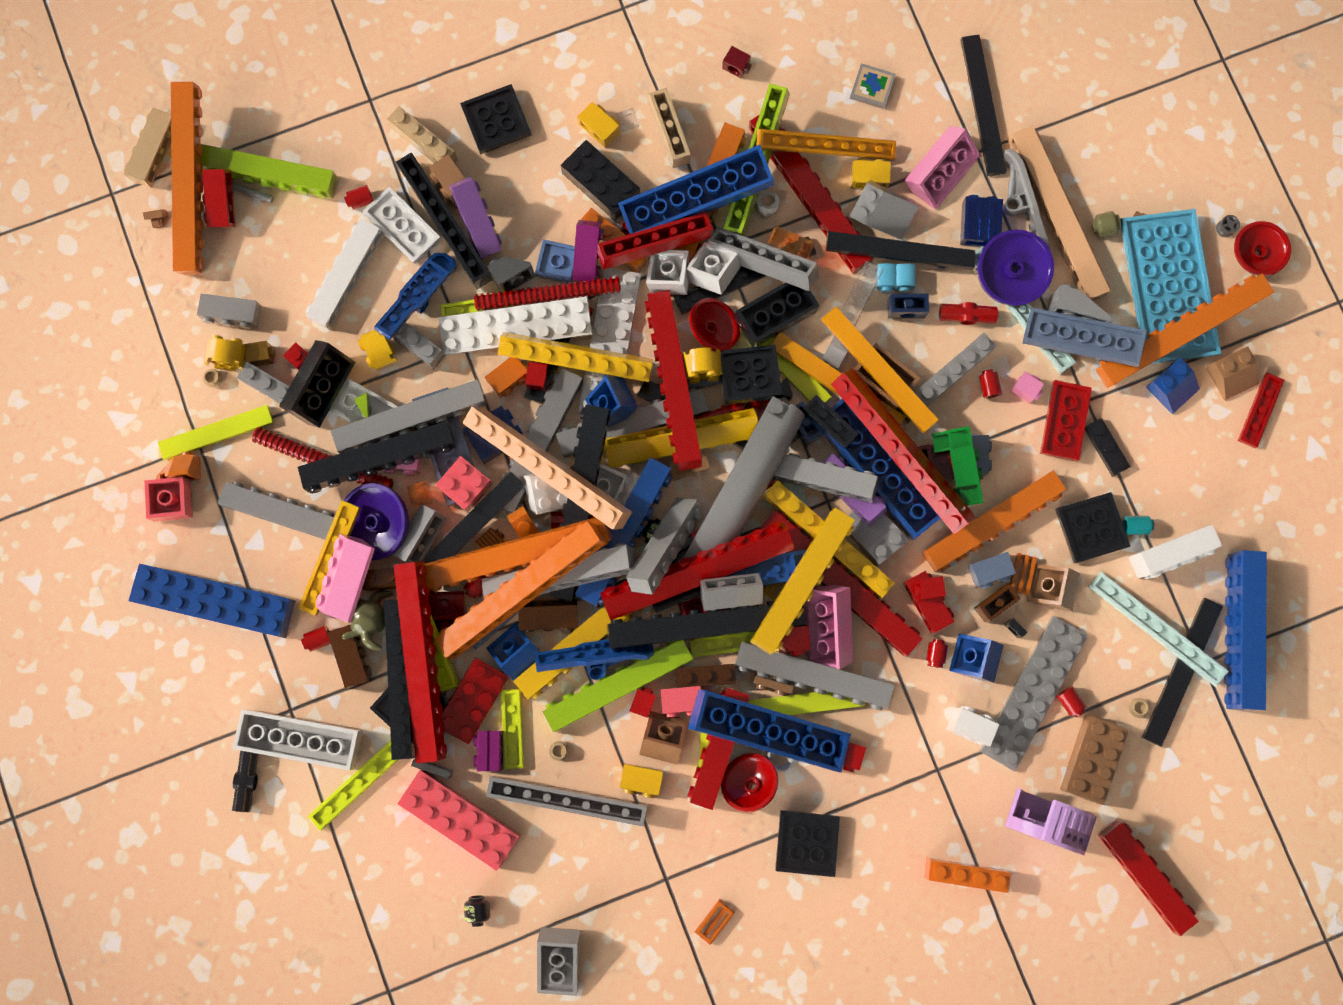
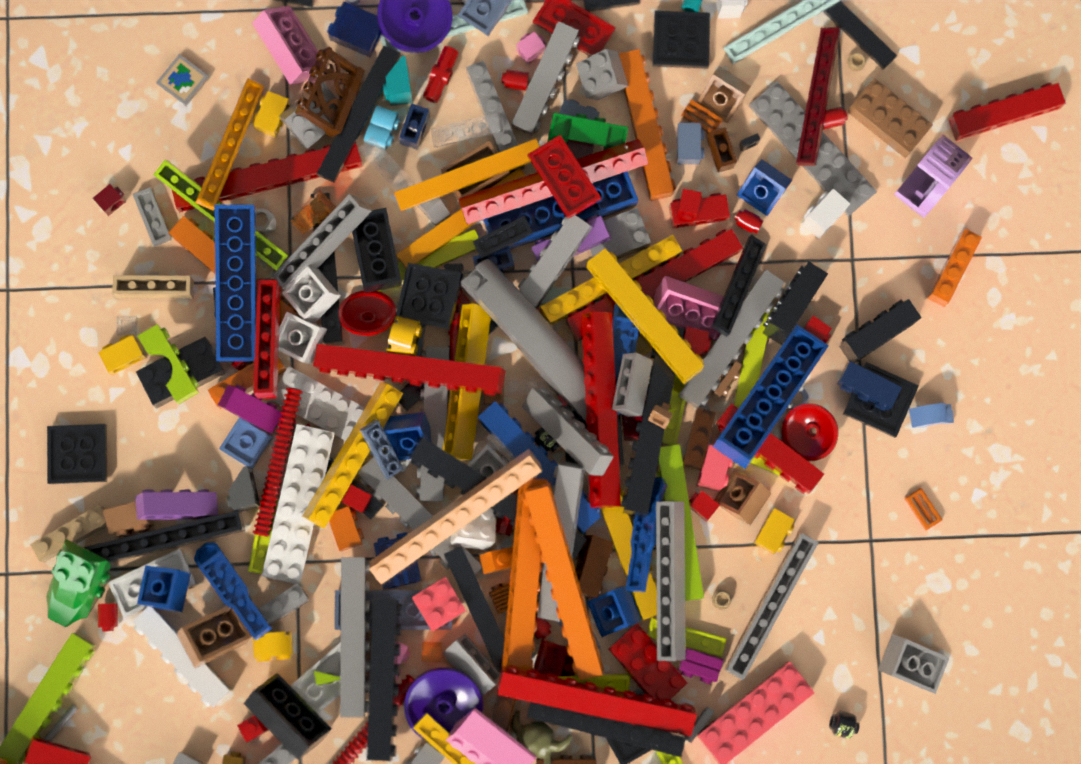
camera: 75 degrees left, 0 degrees up
(367, 291) = (213, 636): none -> medium nougat brick
(376, 158) = (75, 583): none -> slope
(397, 234) = (163, 588): none -> blue slope
(556, 693) = (670, 581): none -> light grey brick
(586, 180) = (181, 384): none -> lime arch
(595, 372) = (376, 440): none -> sand blue tile
(710, 628) = (661, 415): none -> medium nougat tile
(735, 104) = (152, 217): none -> light grey plate
(809, 899) = (931, 415): none -> medium blue brick
(815, 826) = (868, 386): none -> dark blue brick
(868, 664) = (738, 285): none -> black tile
(872, 725) = (793, 302): none -> black brick
(877, 822) = (877, 333): none -> black brick
(909, 456) = (564, 176): none -> red plate
(923, 354) = (467, 130): none -> clear plate
(928, 232) = (313, 91): none -> reddish brown fence
(943, 276) = (397, 84): none -> teal slope
(1002, 411) = (545, 79): none -> light grey brick
(1027, 462) = (602, 74): none -> light grey brick
(1088, 680) = (818, 96): none -> dark red tile

